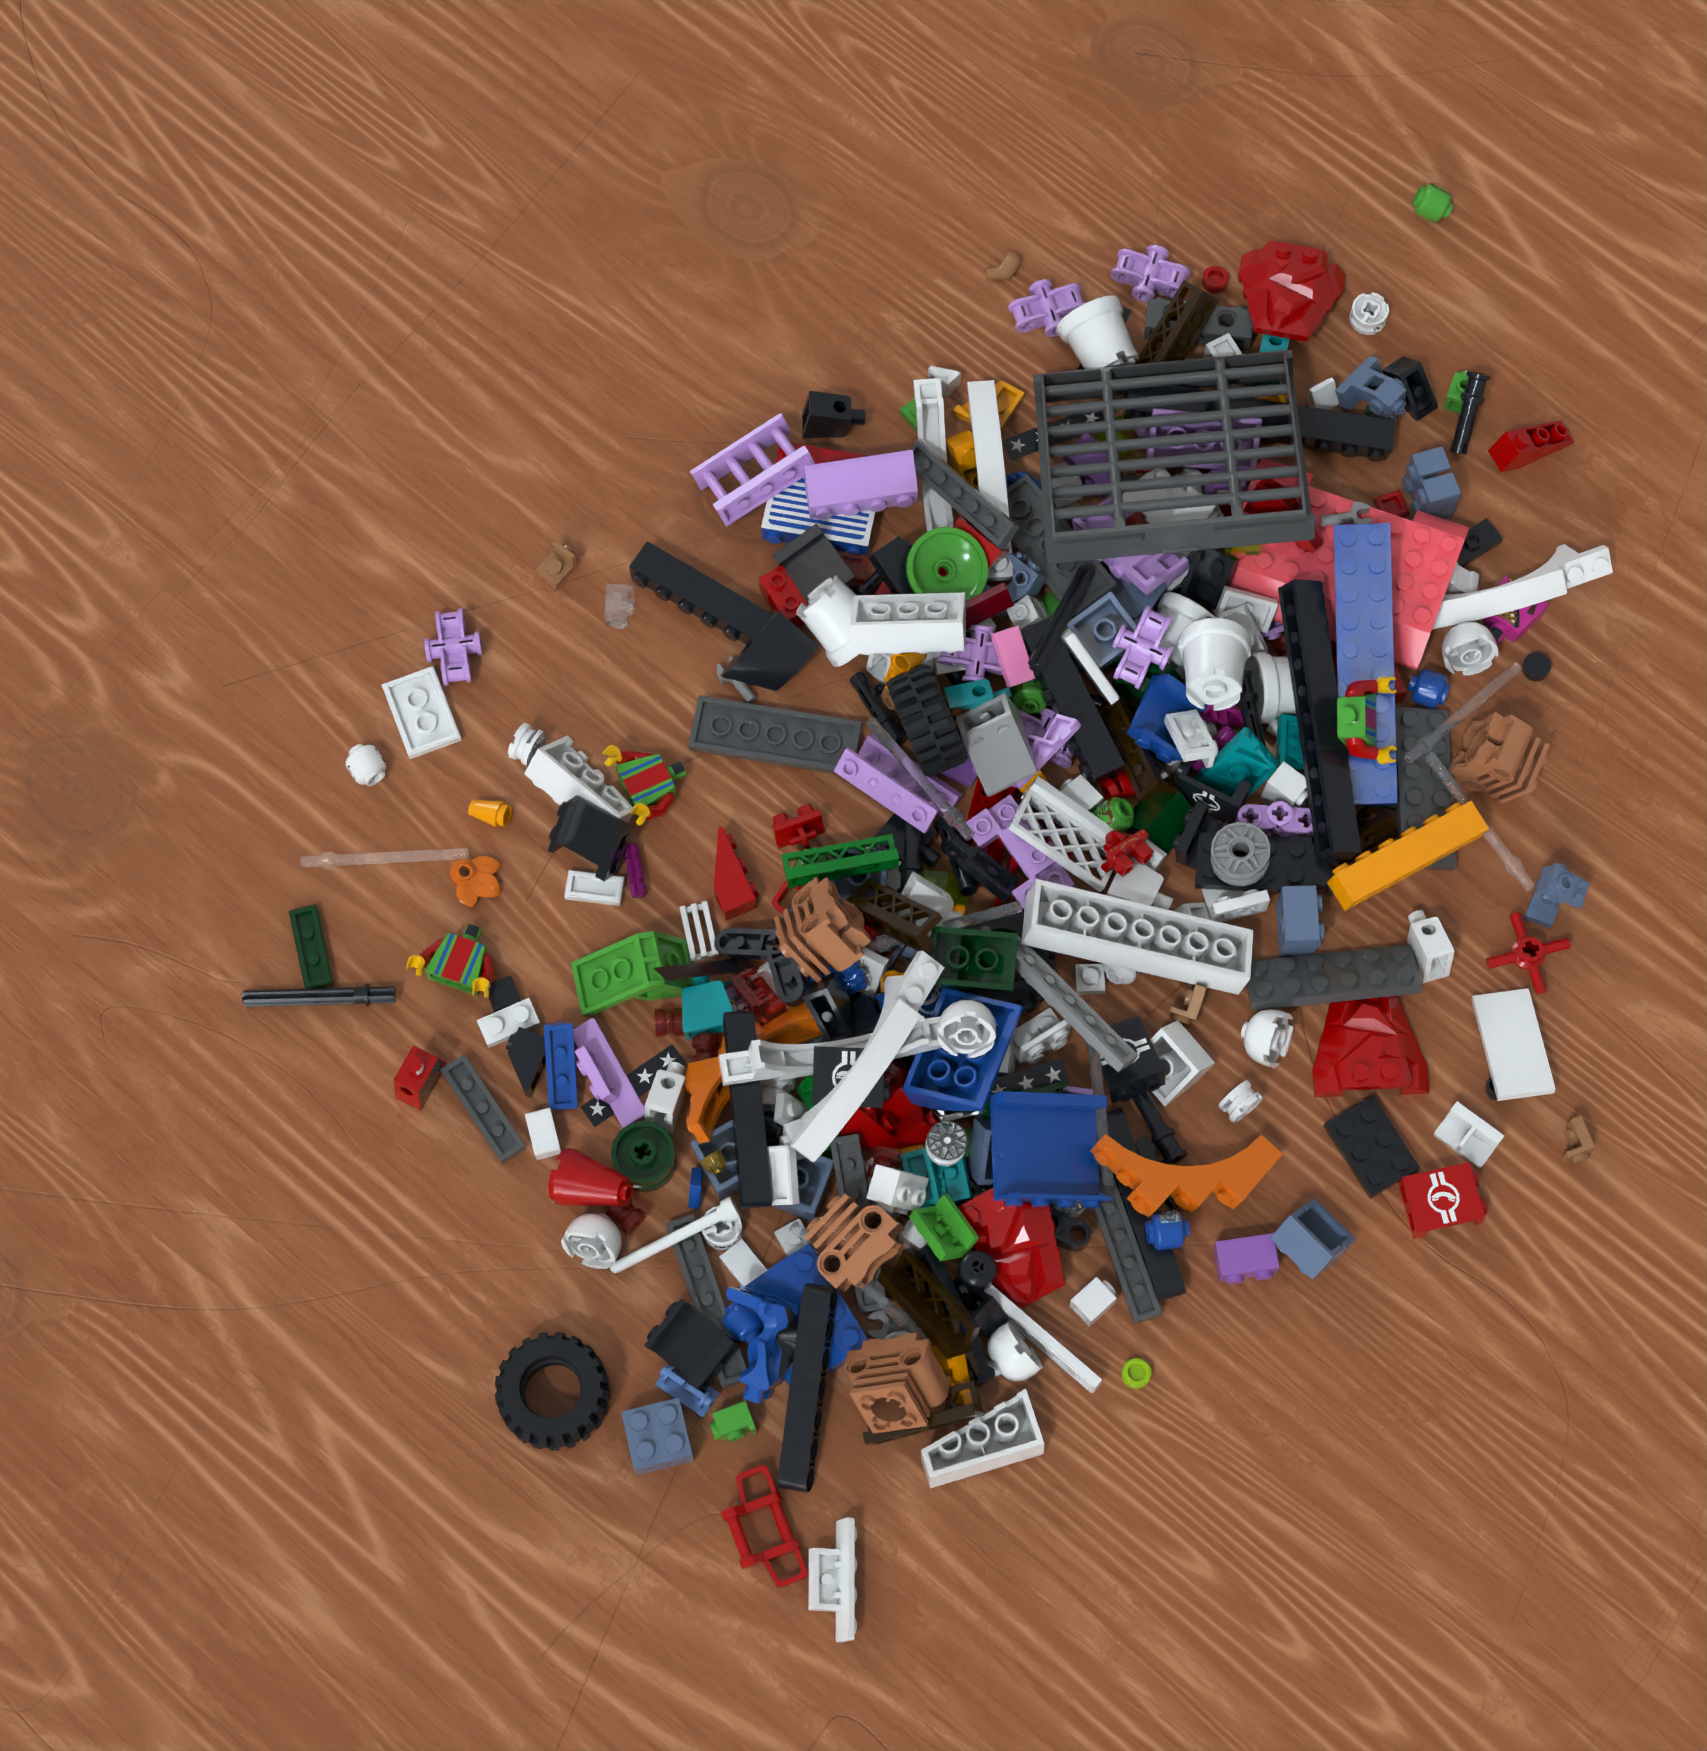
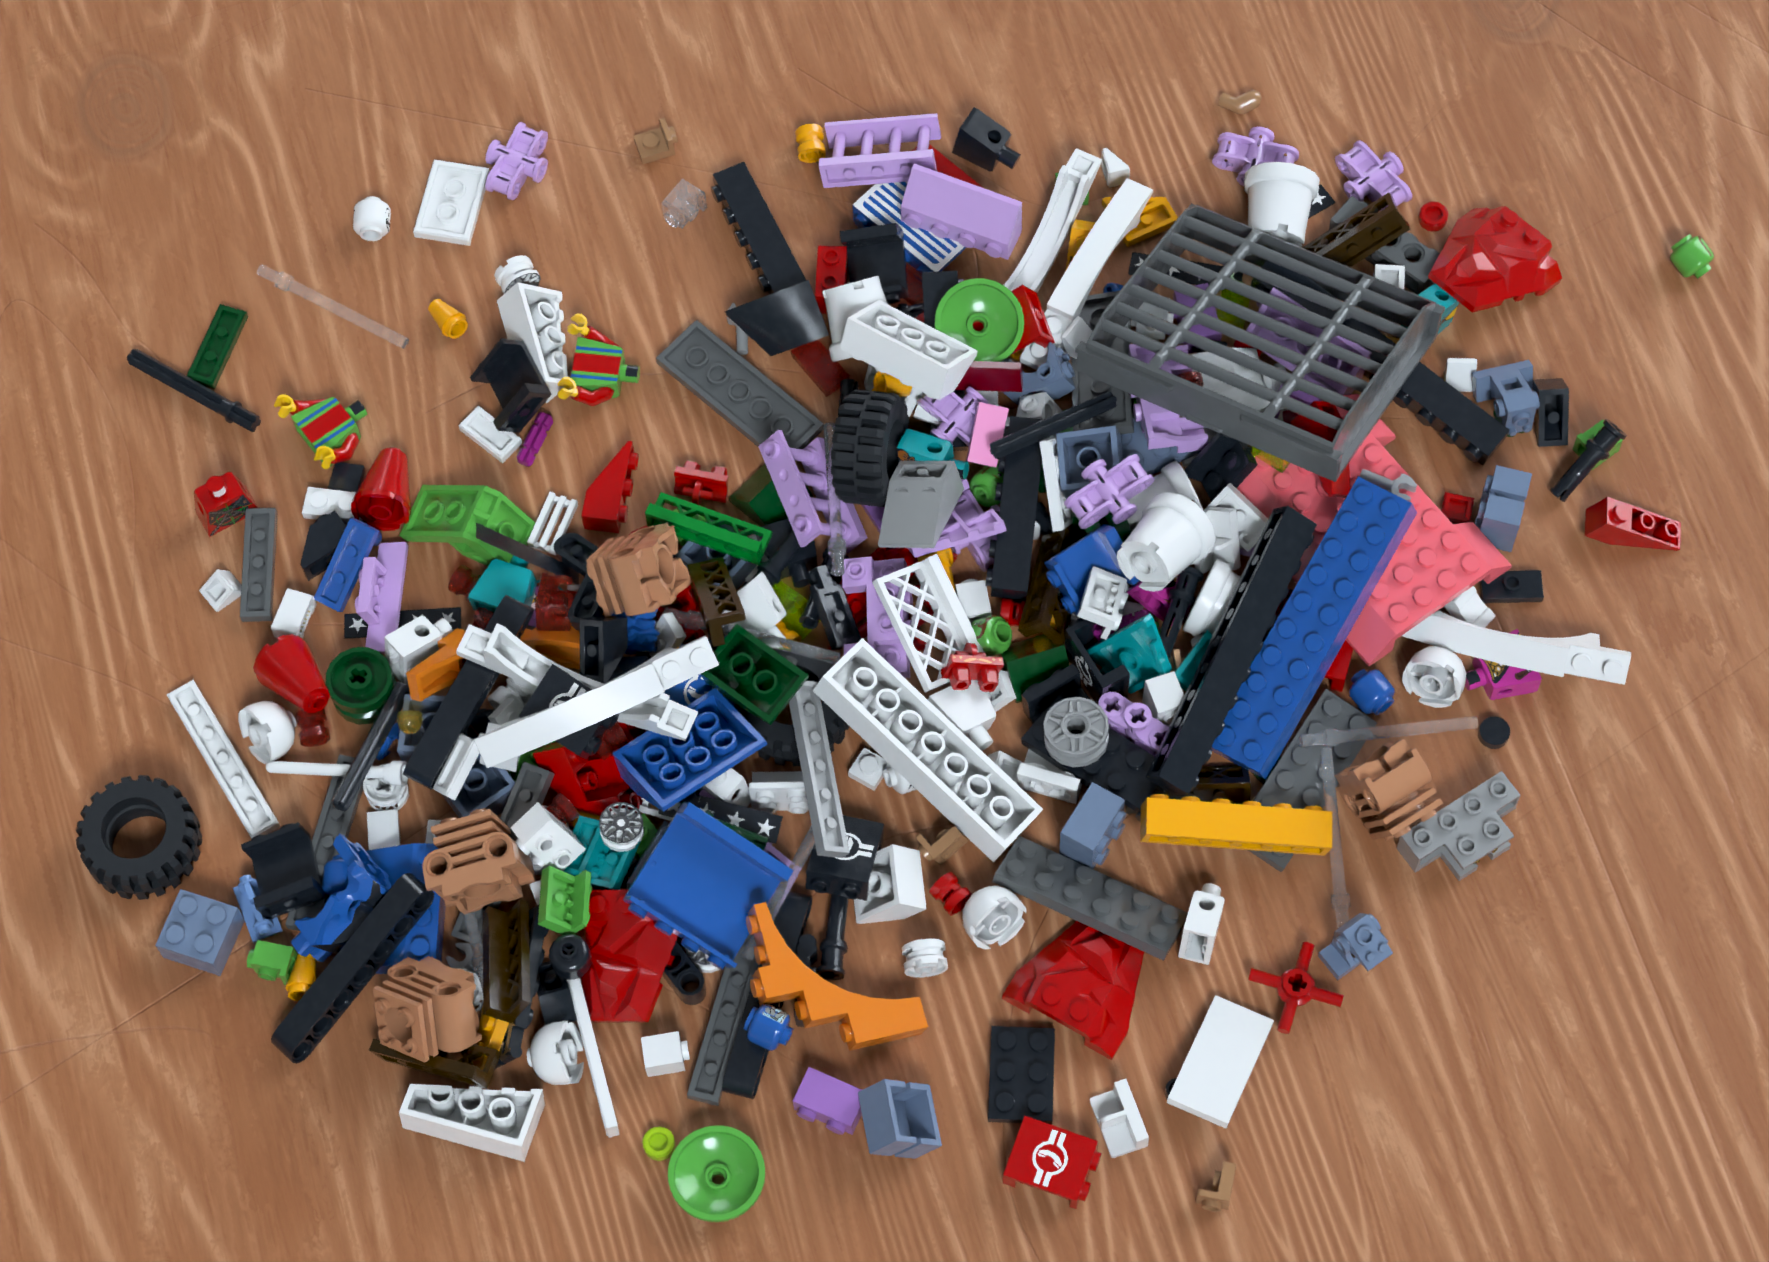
camera: 35 degrees right, 5 degrees down
(465, 1148) = (221, 589): none -> white slope
(479, 881) = (395, 371): orange plate -> none
(547, 986) = (384, 492): none -> red cone
(569, 1286) = (223, 760): none -> white tile
(685, 493) = (810, 140): none -> light orange wheel
(693, 1201) = (370, 747): none -> black axle
(766, 1421) = (301, 977): none -> light orange cone
(773, 1501) = (232, 1044): red bar -> none
(824, 677) = (817, 364): none -> clear red plate
(834, 1579) = (258, 1150): white bracket -> none
(854, 810) = (760, 499): none -> dark green slope
(963, 496) = (1044, 269): dark grey plate -> none
(967, 1028) = (698, 729): white cylinder -> none
(1025, 538) = (1074, 334): none -> white slope
(1209, 1349) = (713, 1153): none -> bright green dish
(1217, 1036) = (950, 893): none -> red wheel
(1358, 719) = (1262, 667): torso -> none
(1368, 313) = (1551, 329): white wheel -> none
(1572, 756) = (1464, 829): none -> light grey piece

